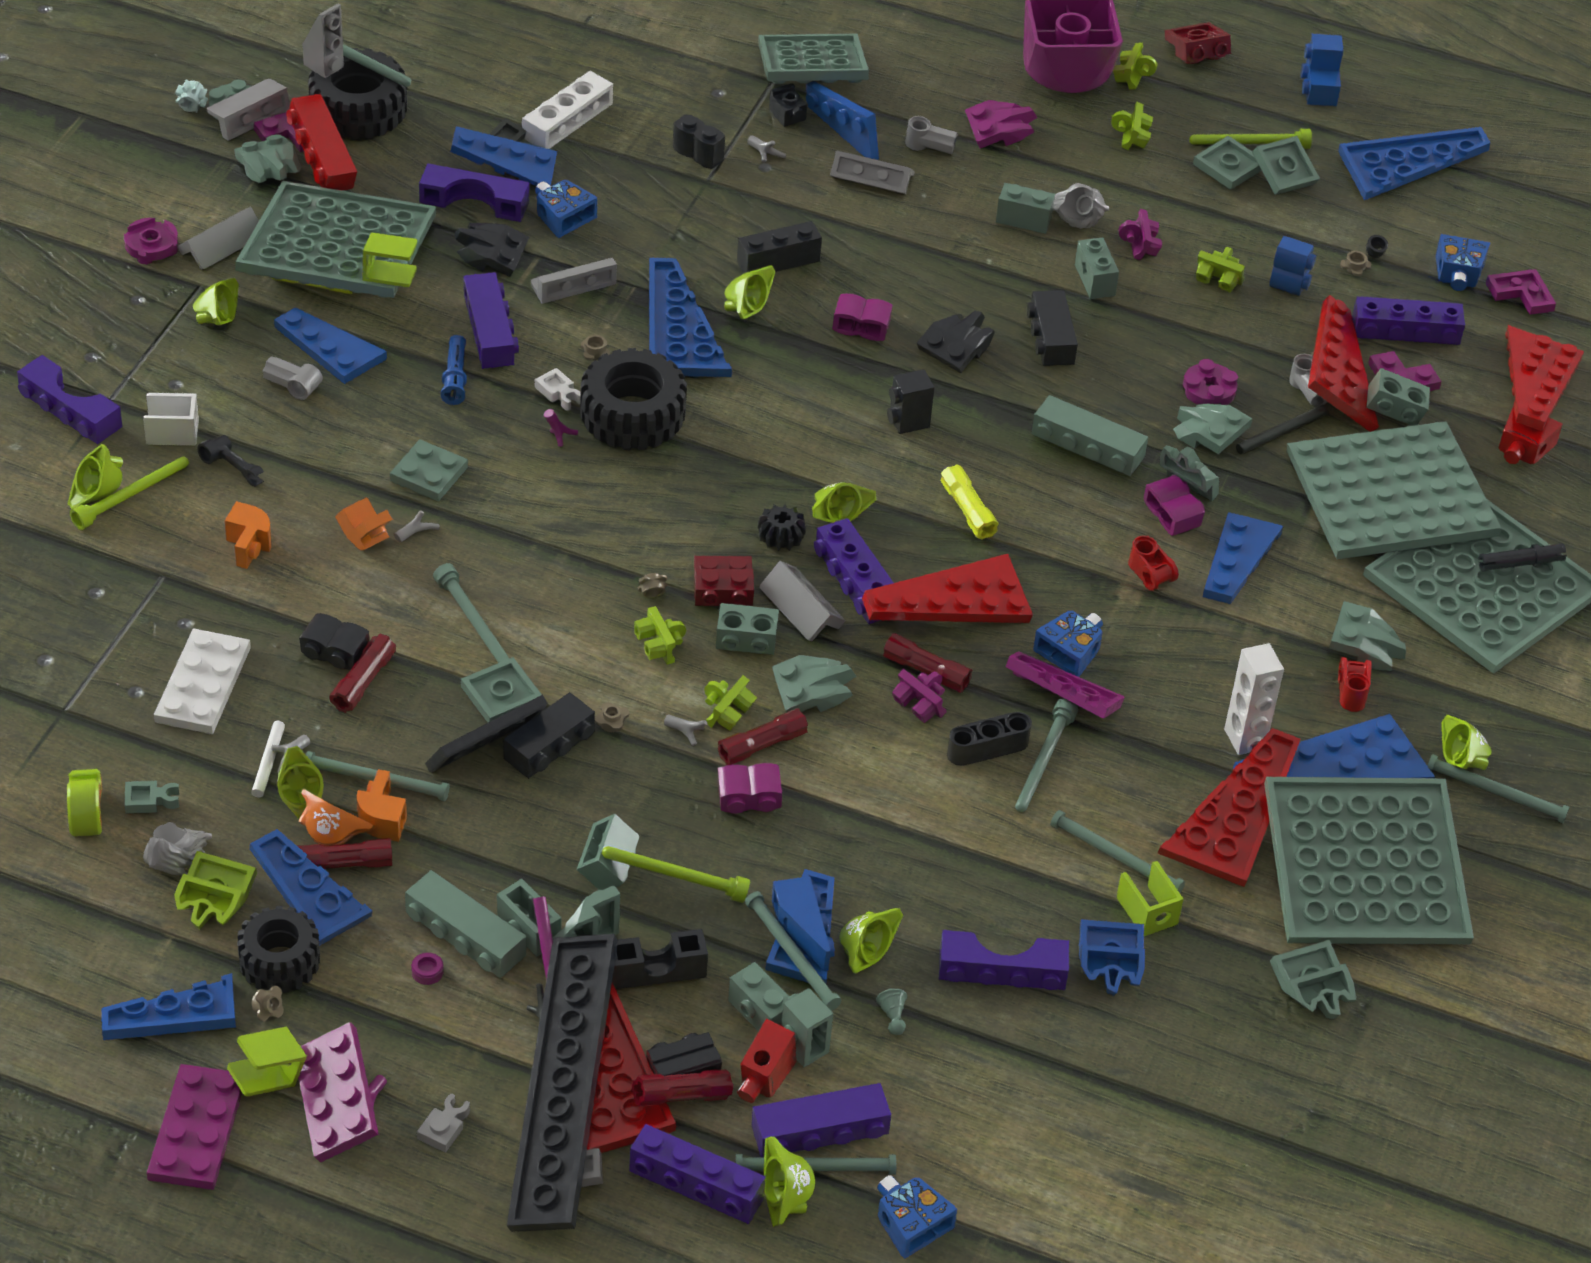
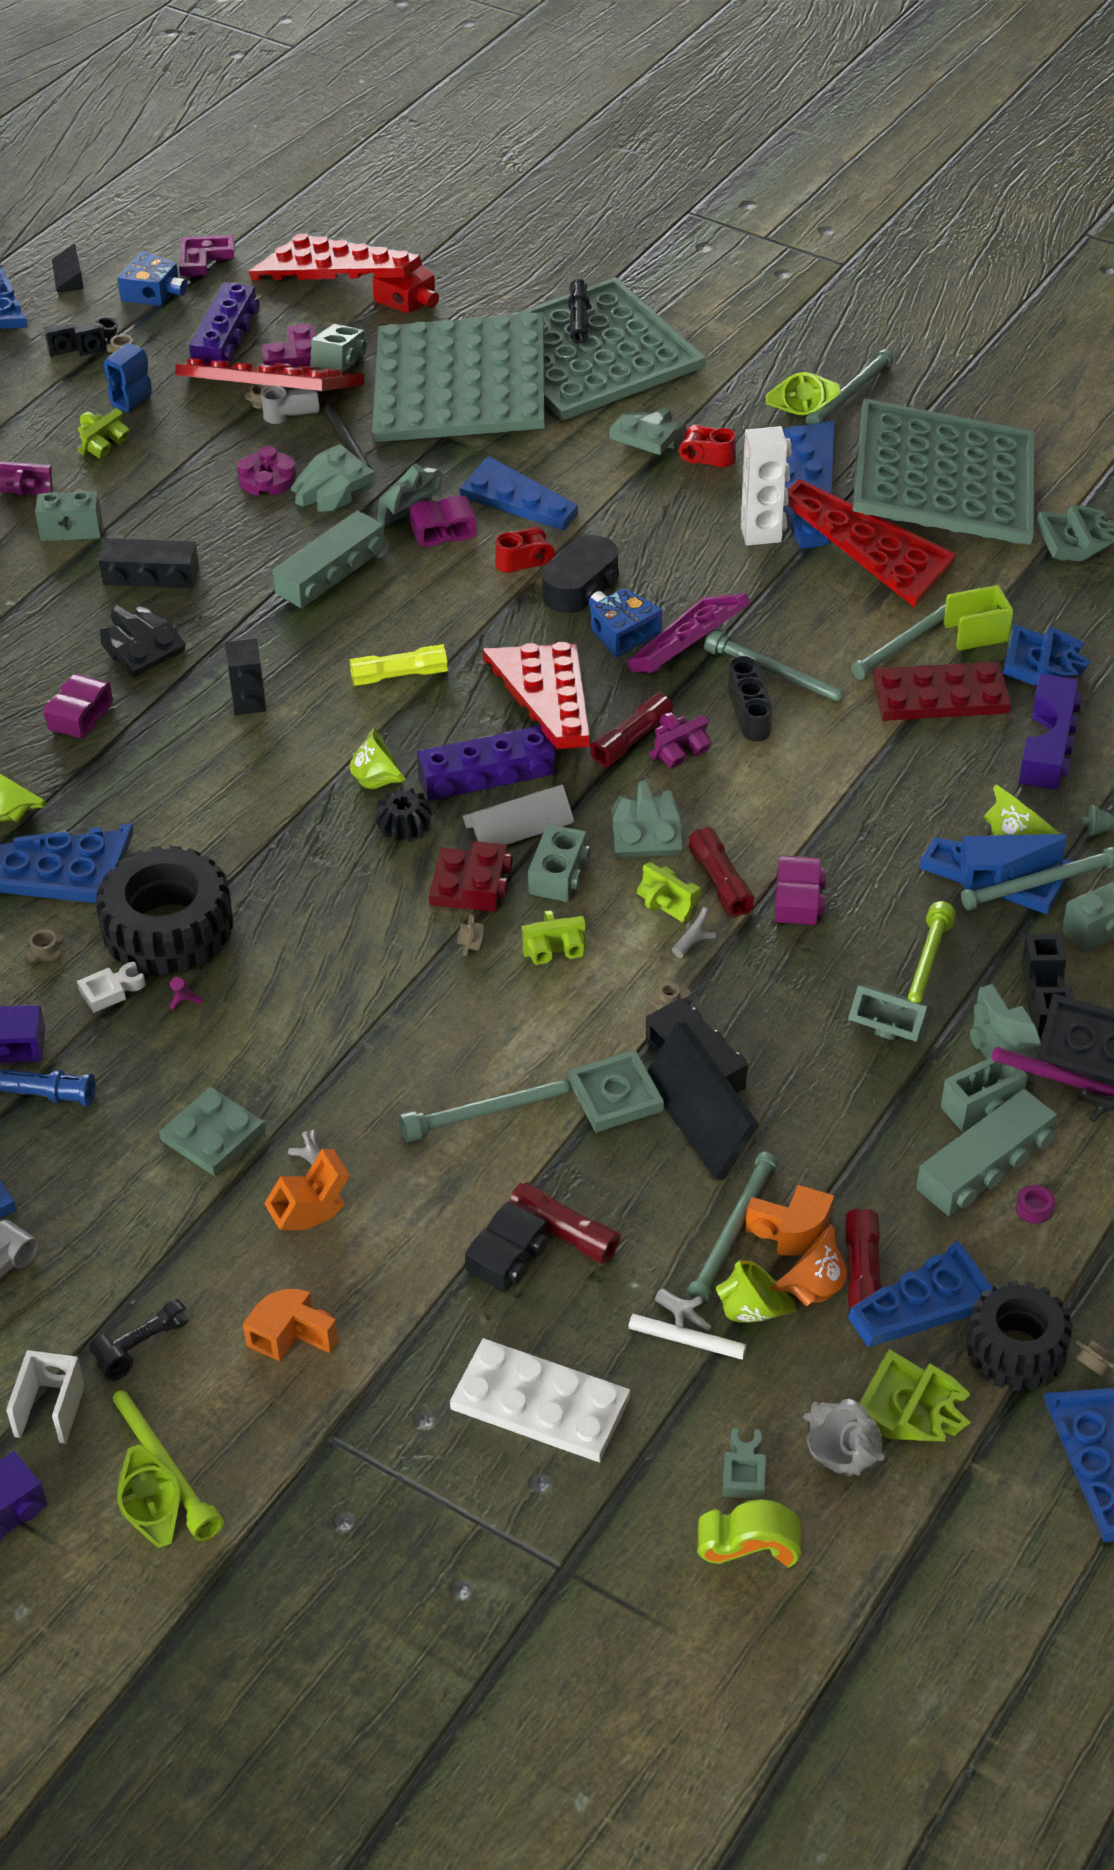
camera: 75 degrees left, 0 degrees up
(1047, 882) = (941, 691): none -> dark red plate
(1129, 605) = (579, 572): none -> black brick
(1350, 226) = (80, 337): none -> black slope
(1461, 210) = (67, 270): none -> black slope

